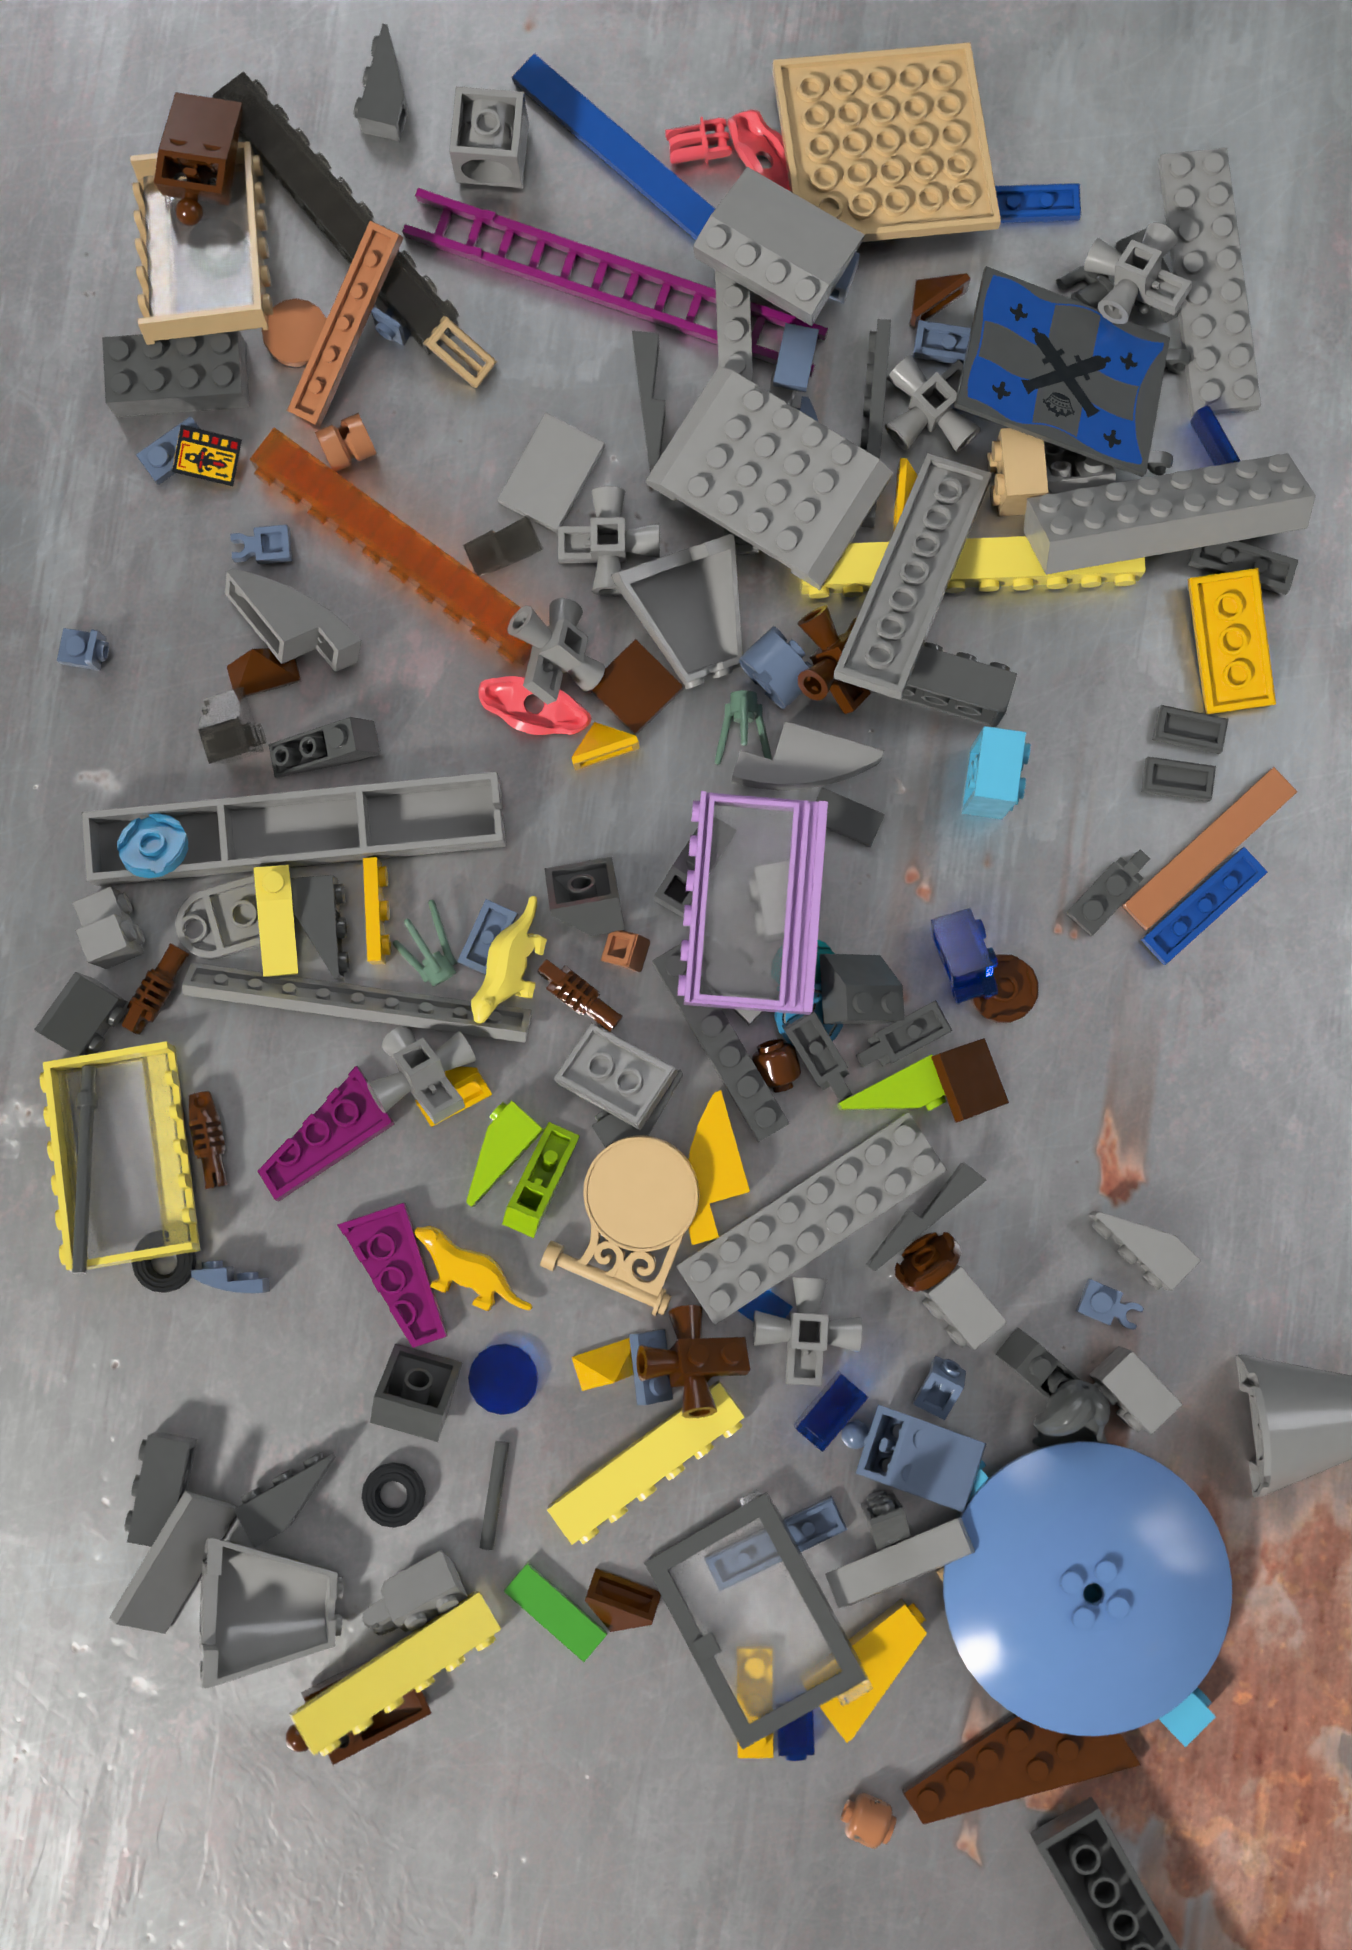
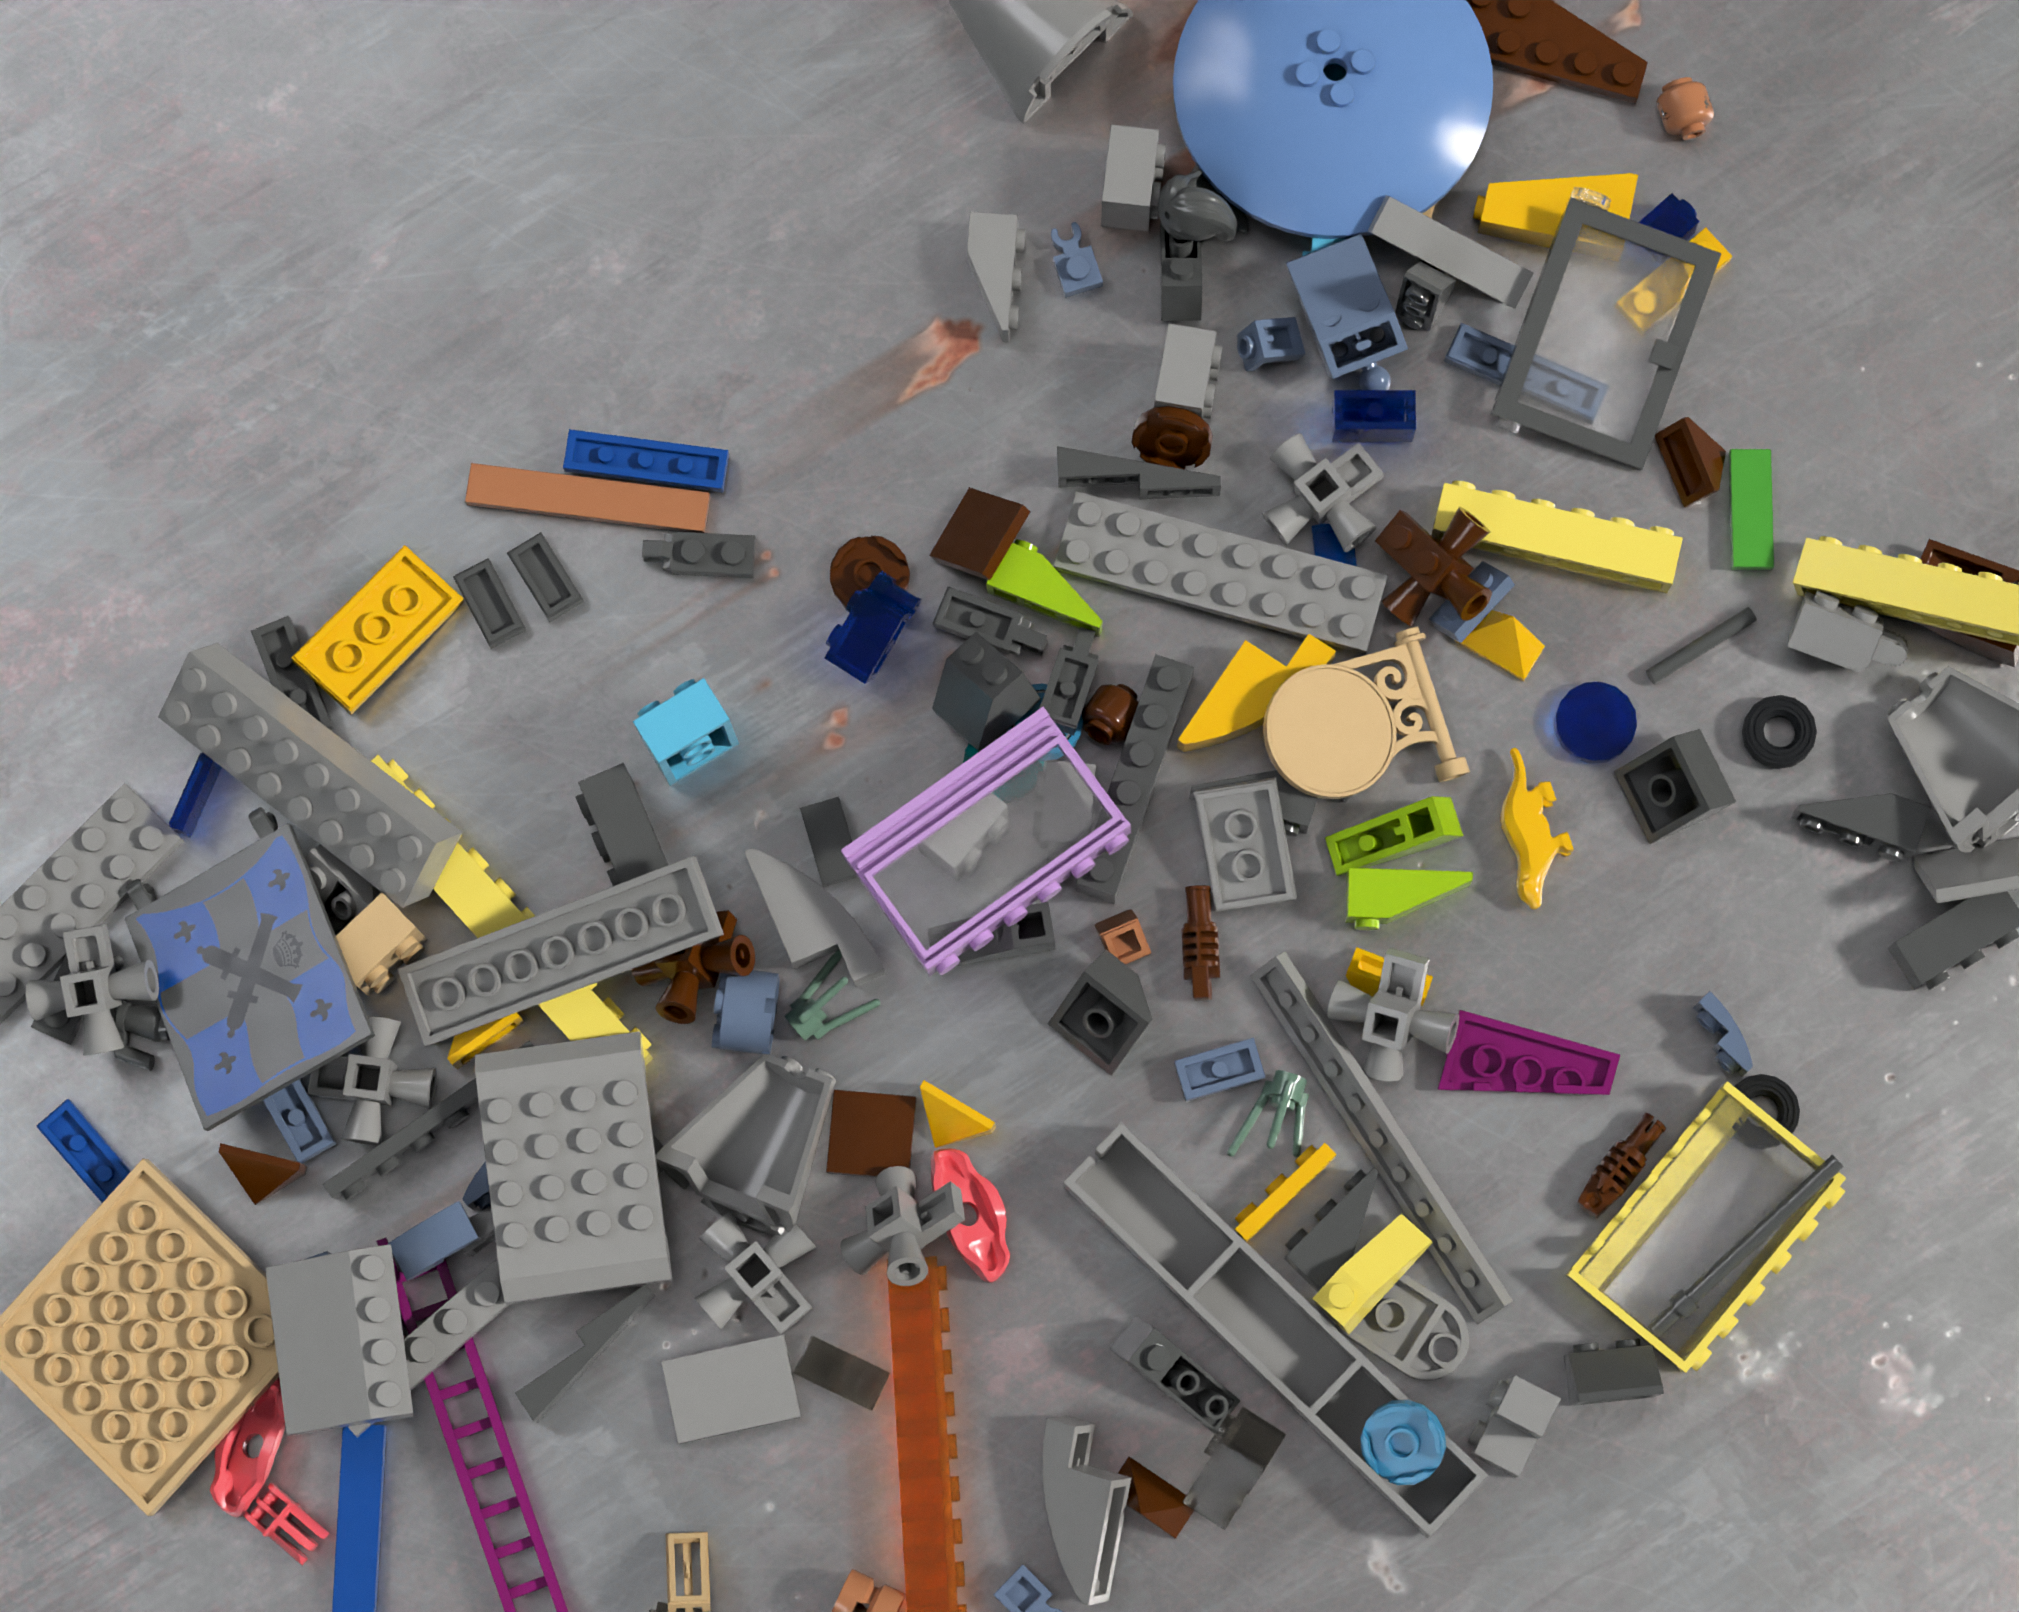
camera: 130 degrees left, 5 degrees down
(154, 990) = (1530, 1335): reddish brown hinge -> none
(395, 1263) = (1580, 904): magenta wing -> none
(508, 964) = (1228, 1025): light yellow animal -> none

